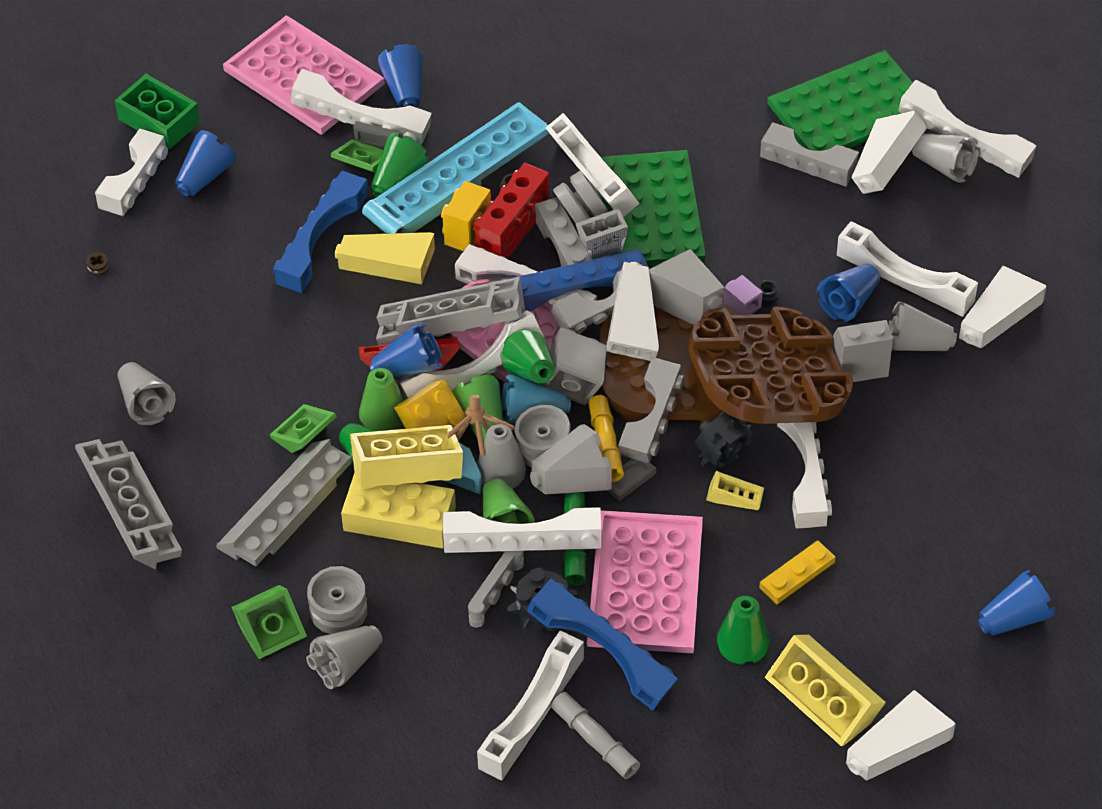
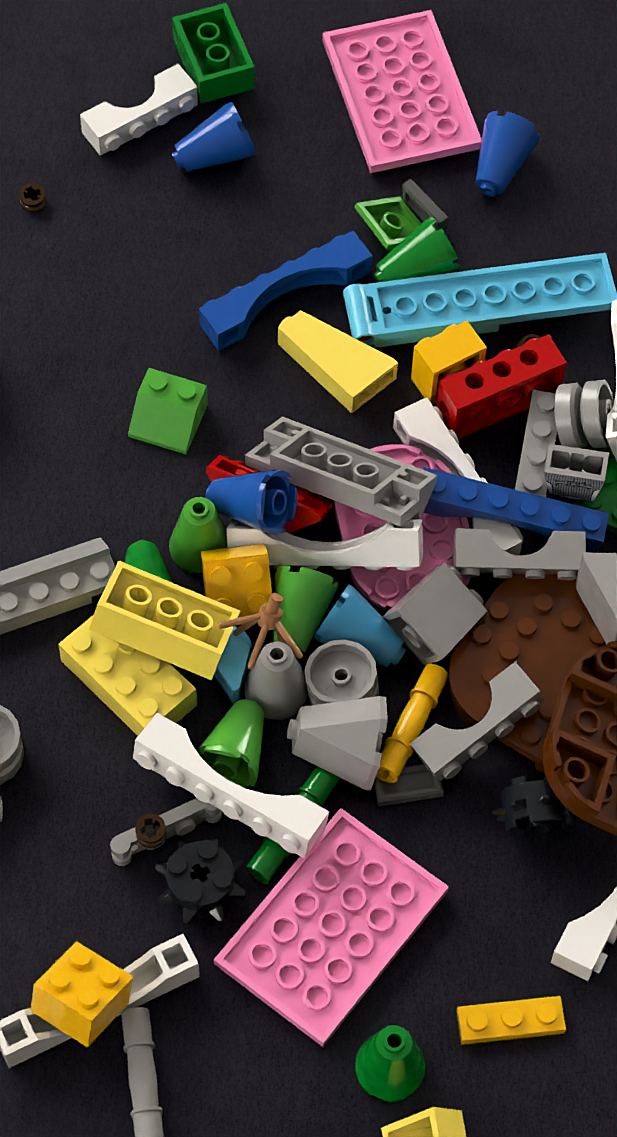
camera: 30 degrees right, 10 degrees up
(299, 342) = (168, 411): none -> bright green slope
(302, 427) = (101, 513): bright green slope -> none
(316, 94) = (467, 210): white arch -> none
(492, 593) = (146, 841): none -> dark brown bush
(523, 699) = (81, 993): none -> yellow brick
(527, 356) = (383, 578): green cone -> none
(560, 609) = (243, 1048): blue arch -> none
(633, 317) = (530, 599): white slope -> none
(723, 496) = (520, 869): light yellow slope -> none

